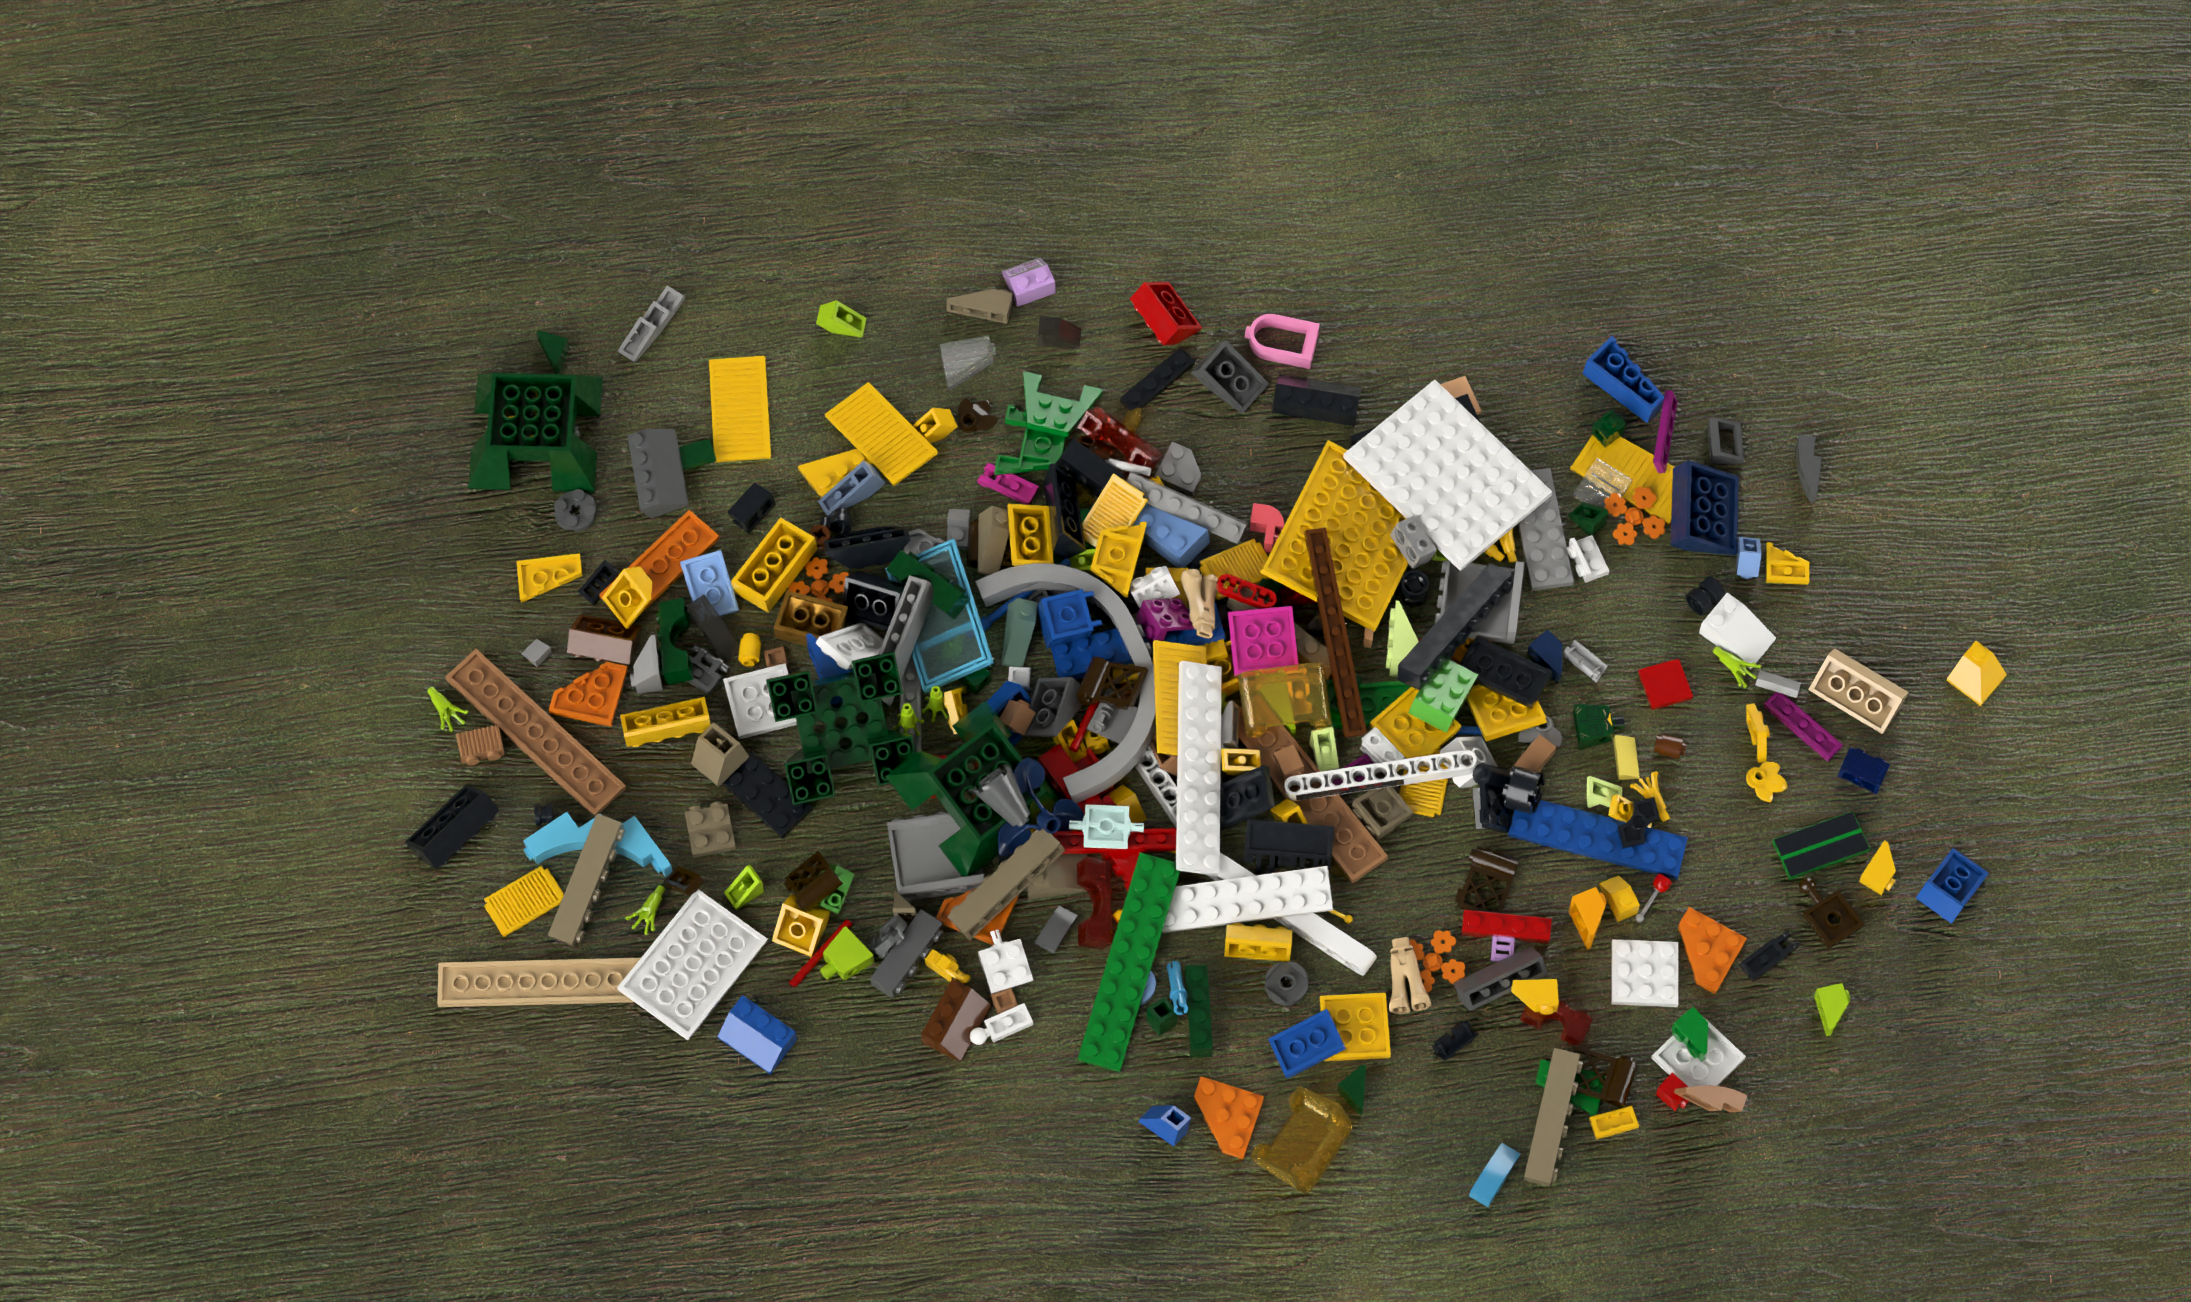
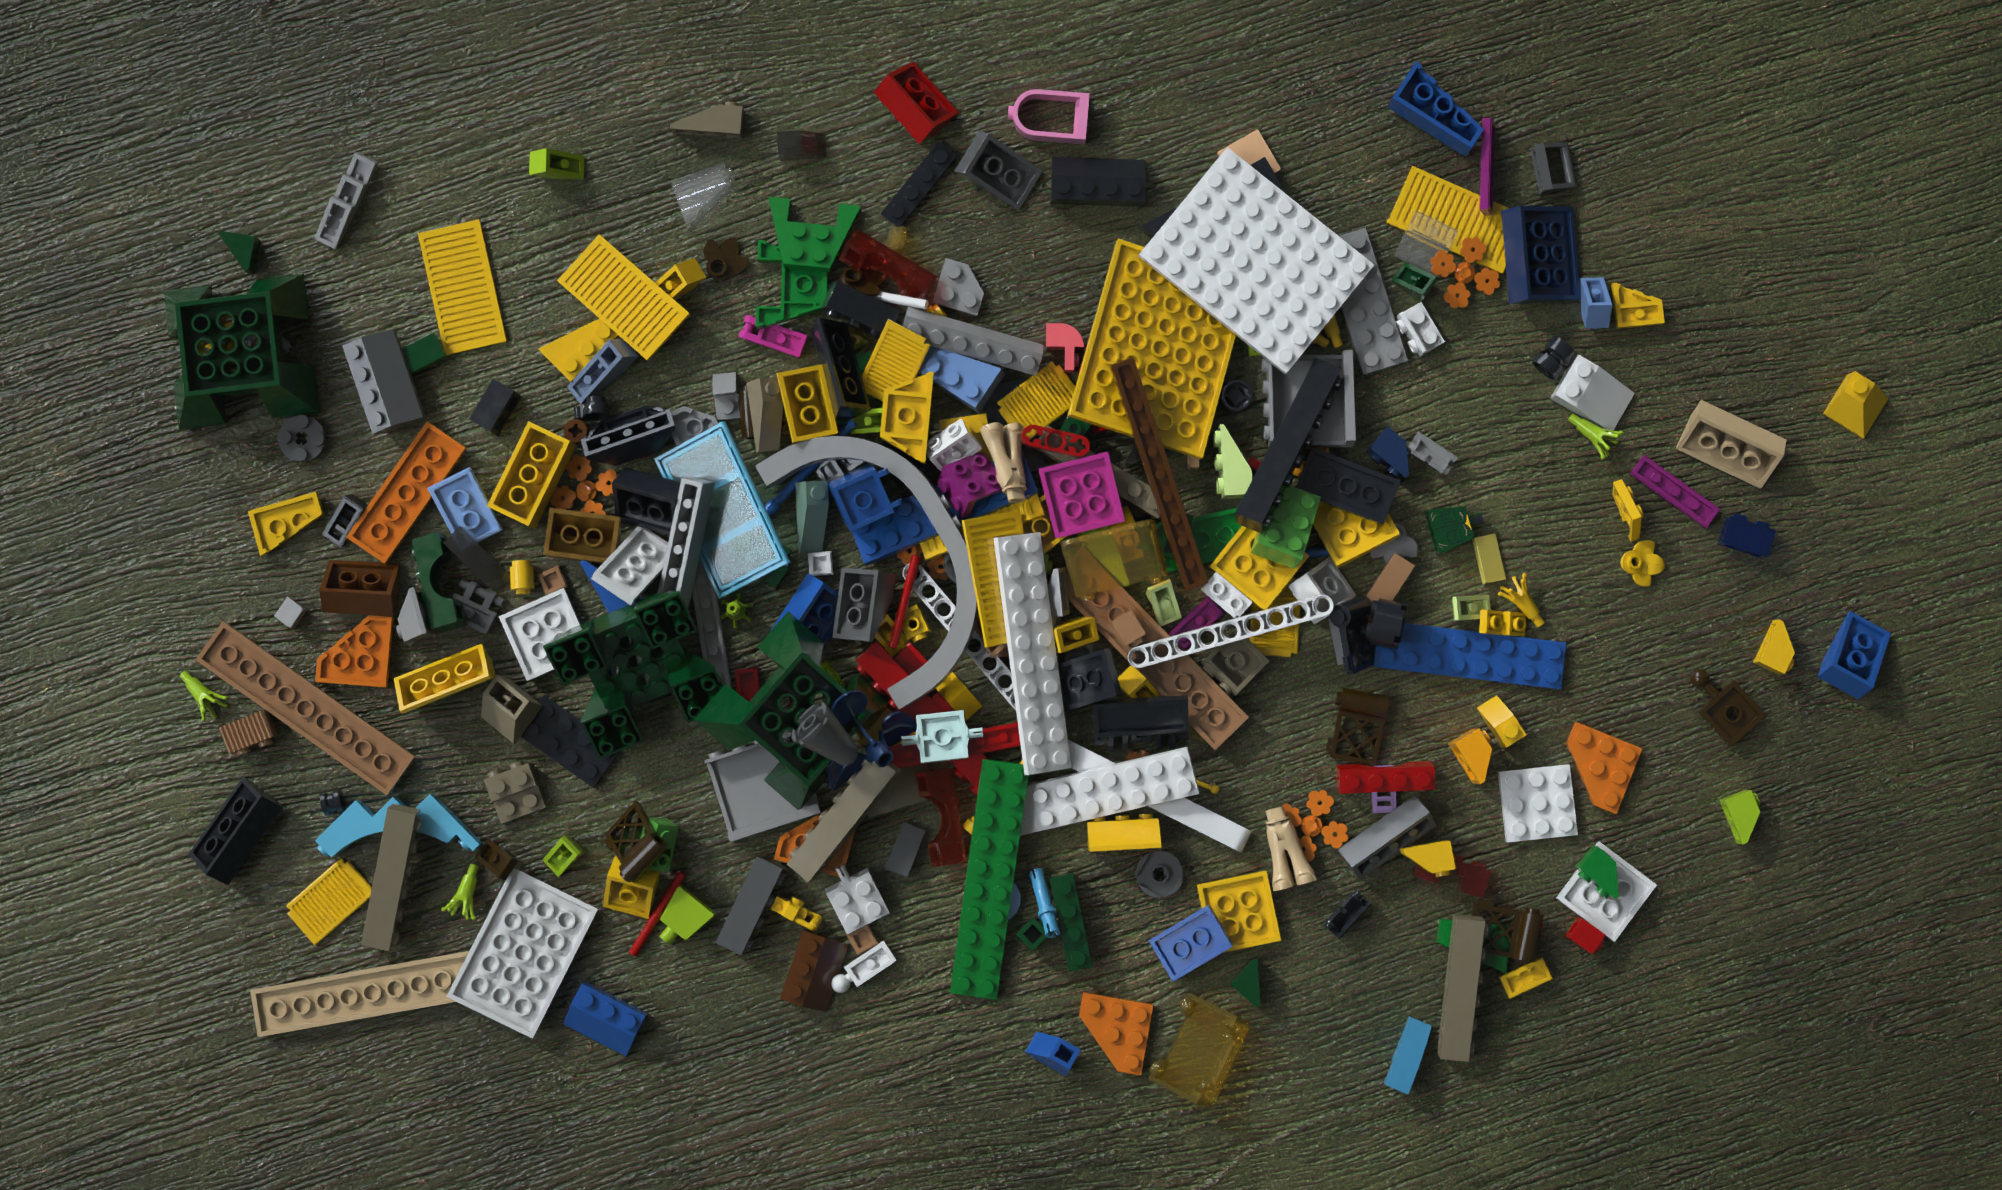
camera: 10 degrees left, 20 degrees up
(629, 595) = (379, 537): yellow slope -> none
(890, 933) = (728, 890): dark grey plate -> none
(903, 908) = (738, 857): dark tan slope -> none
(908, 719) = (709, 639): lime piece -> none
(946, 597) = (727, 494): dark green arch -> none
(953, 702) = (758, 613): yellow wing -> none
(1017, 716) = (825, 619): medium nougat brick -> none
(1029, 281) = (757, 84): lavender slope -> none
(1098, 680) = (906, 571): dark brown piece -> none
(1112, 722) = (931, 606): light grey hinge -> none
(1413, 542) = (1229, 348): light grey brick -> none
(1608, 428) = (1425, 172): dark green brick -> none
(1643, 813) = (1517, 628): black tile -> none
(1660, 885) = (1542, 701): hinge -> none
(1665, 684) = (1521, 466): red tile -> none
(1670, 746) = (1535, 540): reddish brown brick -> none
(1714, 1097) = (1628, 939): medium nougat slope -> none
(1767, 957) = (1666, 766): black hinge -> none
(1778, 684) = (1643, 449): light grey tile -> none
(1808, 465) = (1648, 184): dark grey slope -> none
(1821, 845) = (1709, 628): black tile -> none

